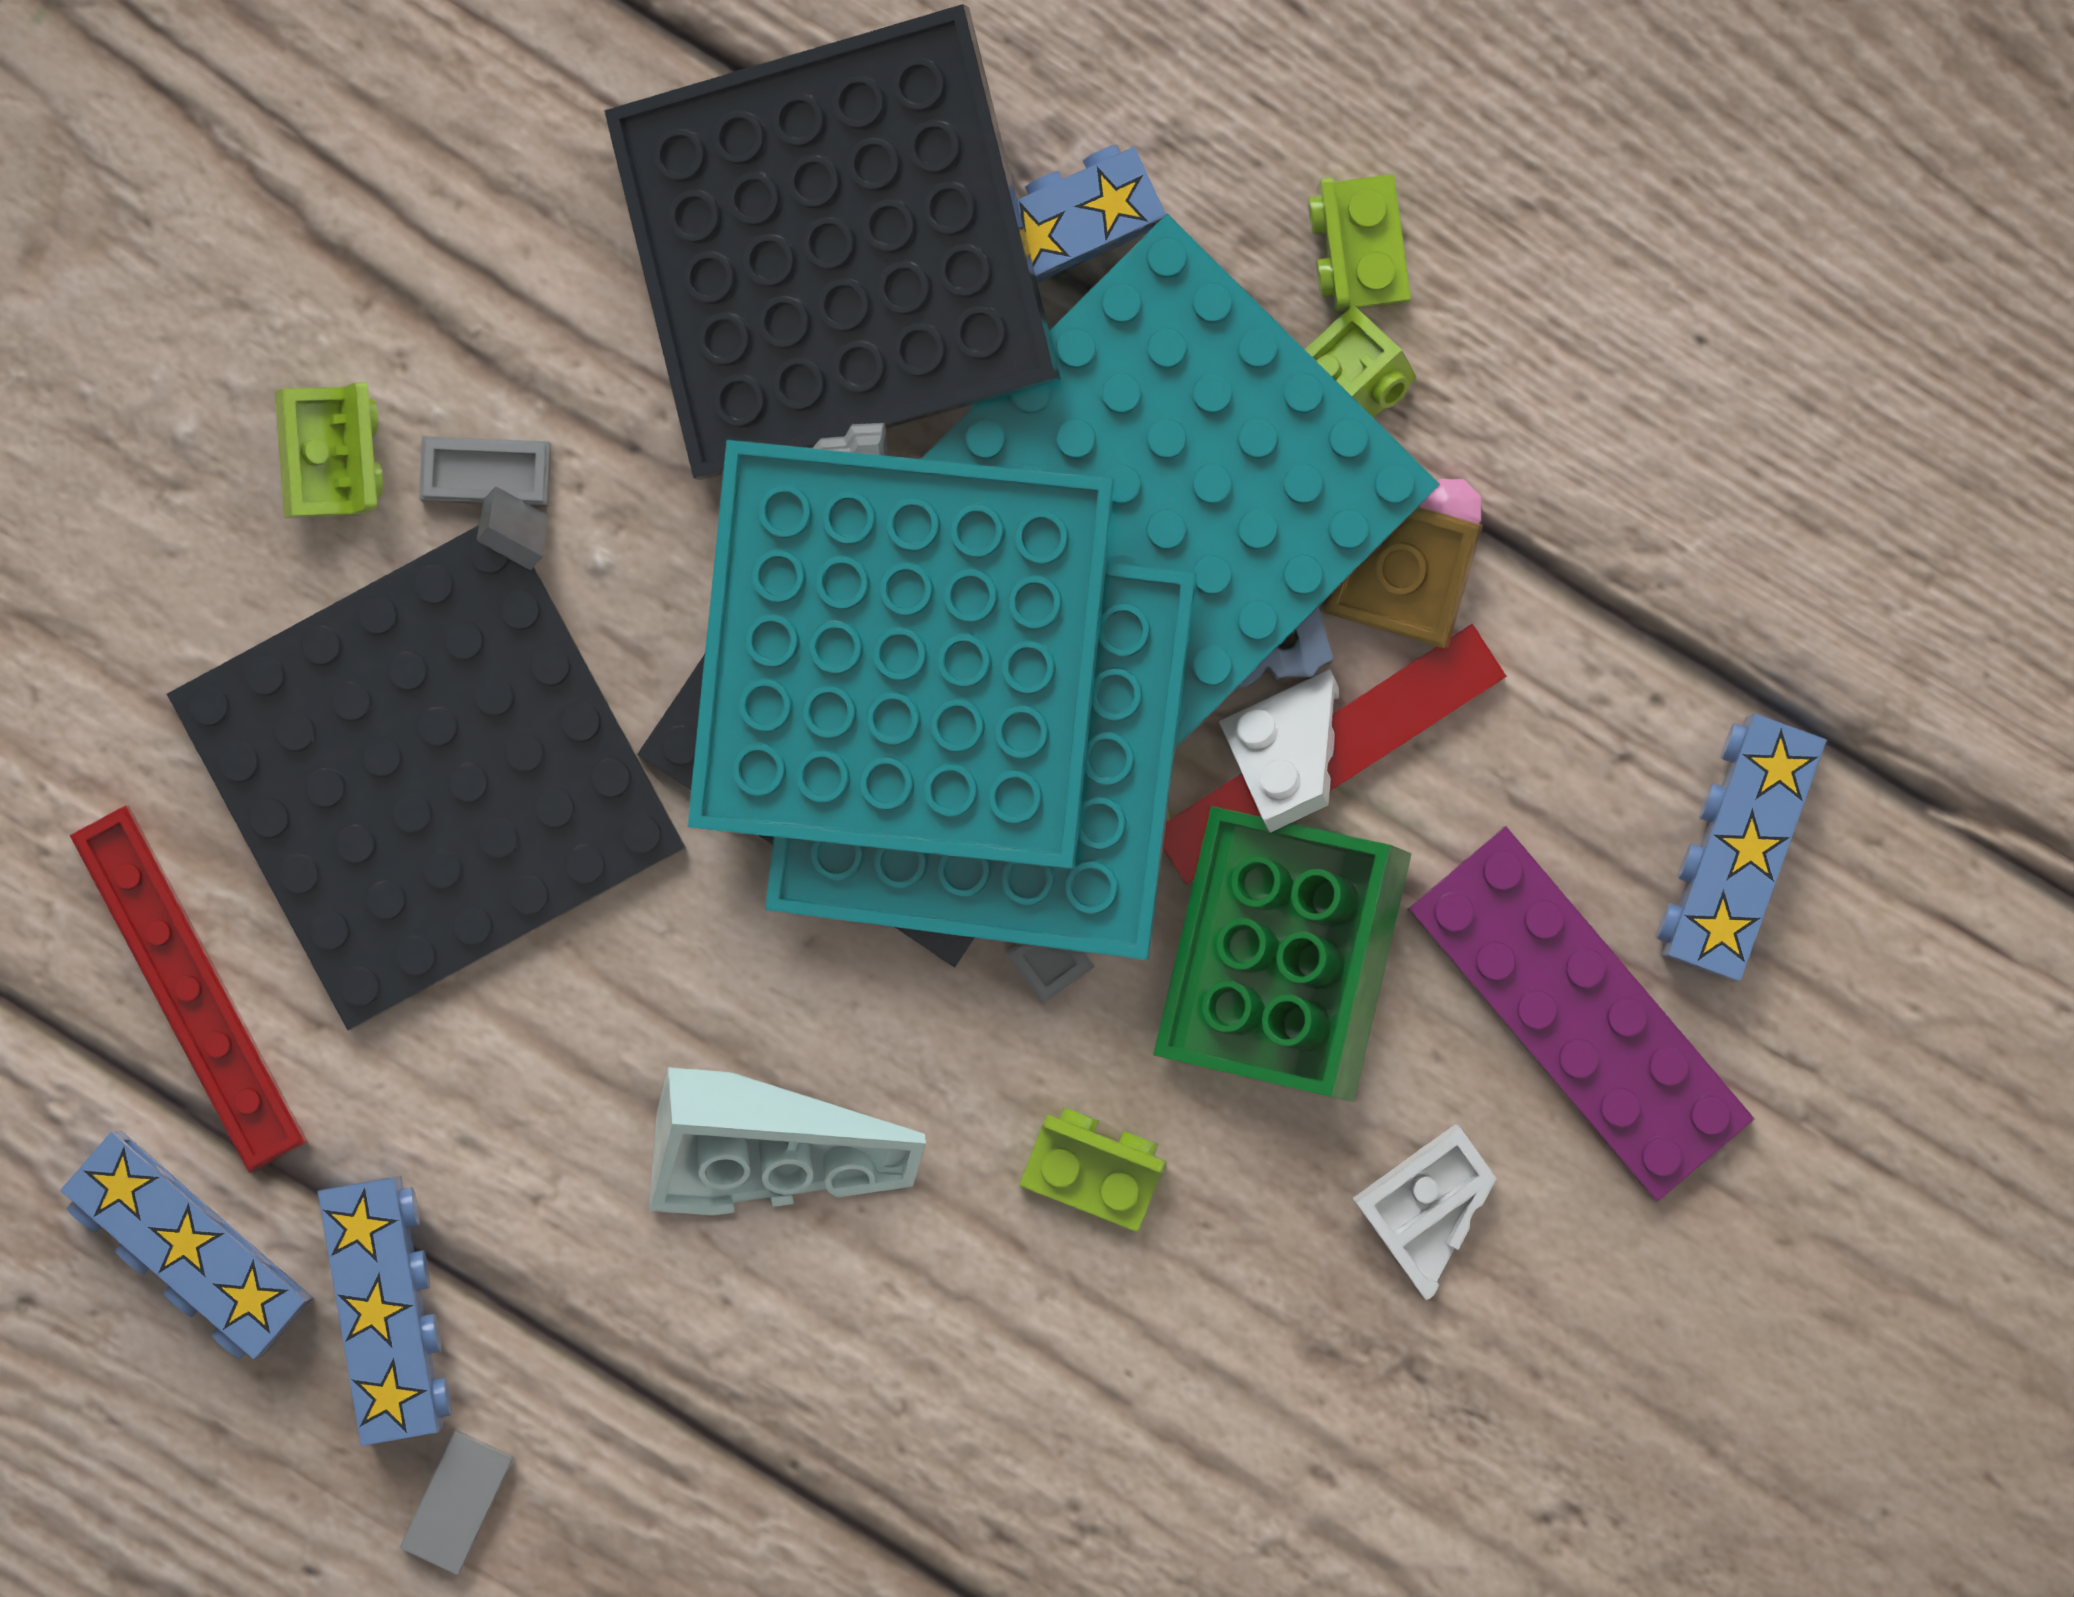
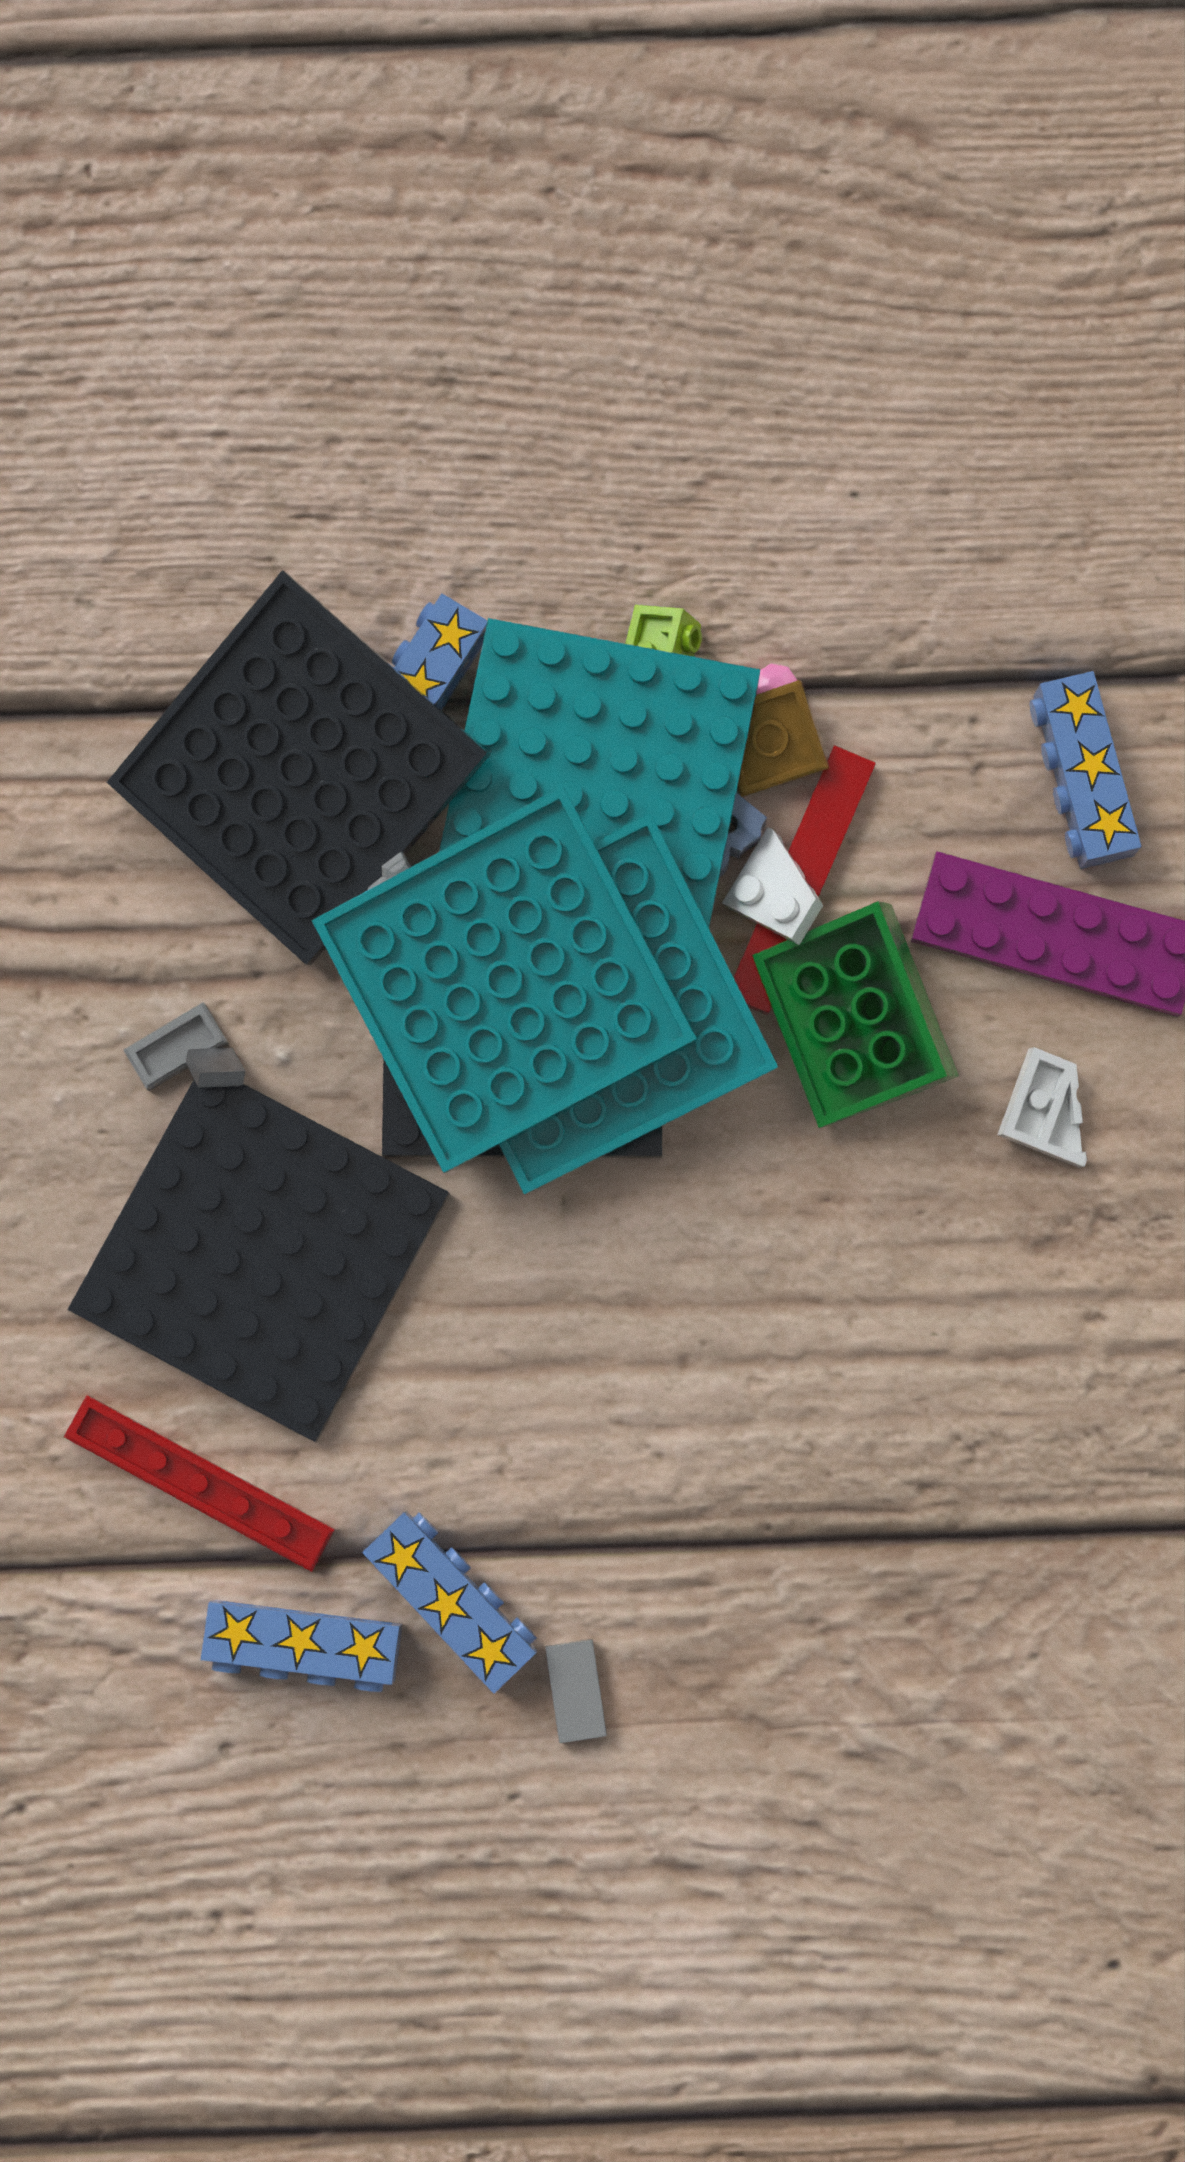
camera: 30 degrees left, 5 degrees down
(328, 451) = (71, 1095): lime bracket -> none
(748, 1140) = (609, 1343): light aqua wedge -> none
(1049, 968) = (718, 1117): flat silver tile -> none
(1093, 1170) = (829, 1222): lime bracket -> none
(1361, 242) = (614, 566): lime bracket -> none

